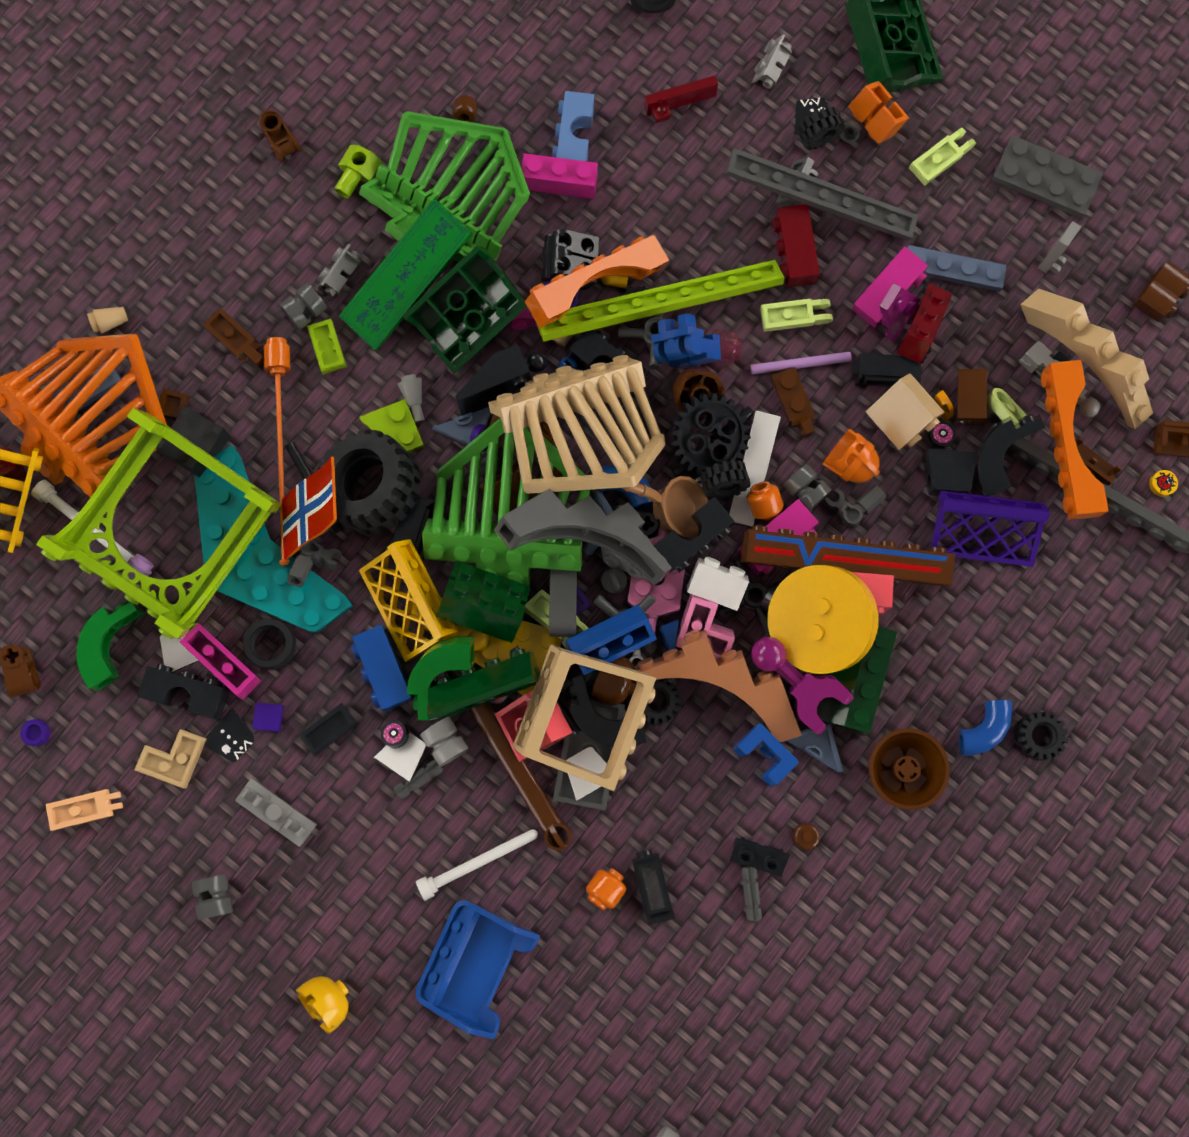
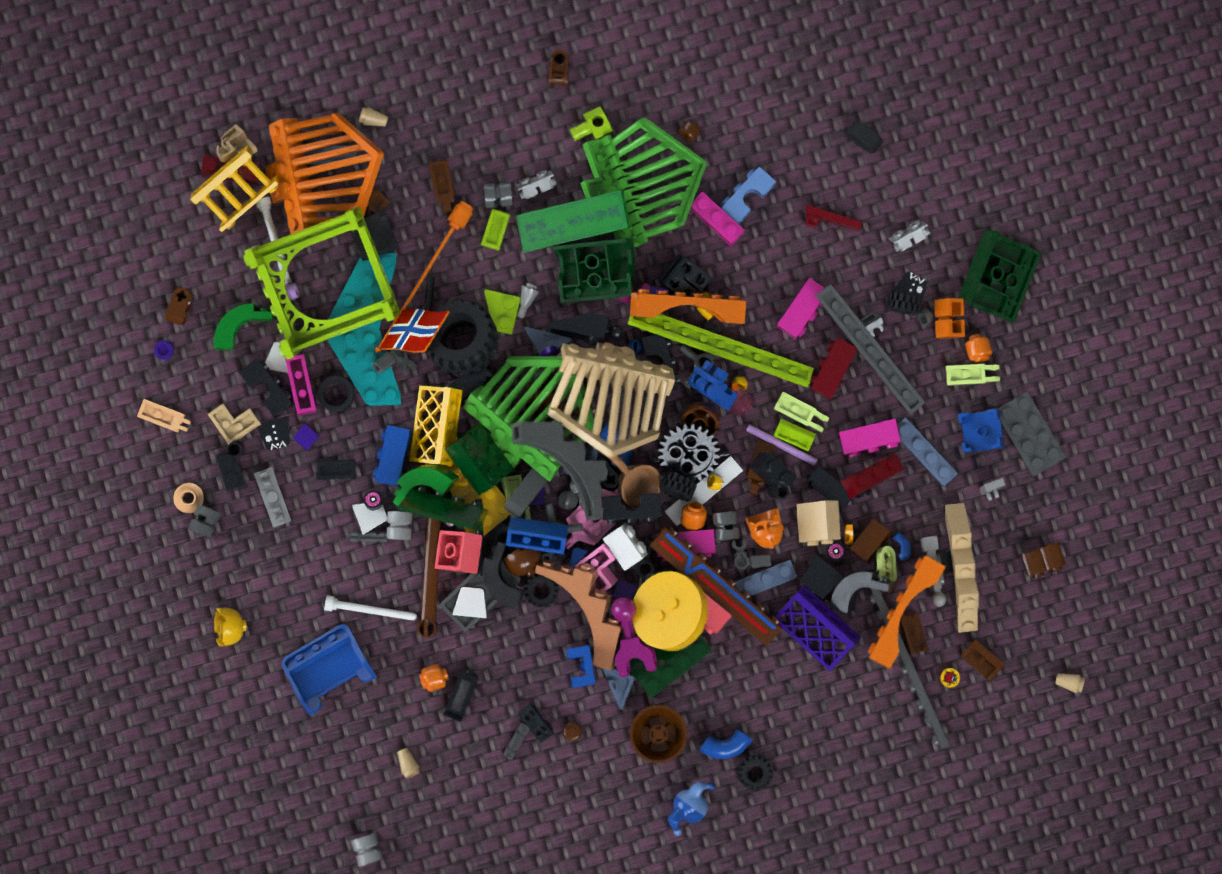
camera: 40 degrees right, 5 degrees up
(163, 878) = (181, 491): none -> light nougat piece
(204, 813) = (231, 469): none -> black hinge
(544, 701) = (471, 544): tan windscreen -> none
(646, 1011) = (407, 763): none -> tan cone
(708, 323) = (739, 382): none -> yellow hinge
(718, 208) = (801, 310): none -> dark pink brick
(747, 636) = (624, 589): none -> dark purple tile
(762, 444) = (714, 482): none -> yellow hinge
(807, 341) = (794, 435): none -> lime plate
(818, 395) = (774, 474): none -> black hinge
(893, 512) = (767, 578): none -> sand blue plate
(897, 309) = (862, 454): magenta wing -> none
(930, 123) = (978, 348): none -> orange head
(999, 203) = (981, 431): none -> blue panel
(999, 826) = (689, 806): none -> piece
(1013, 379) = (905, 546): none -> blue arm

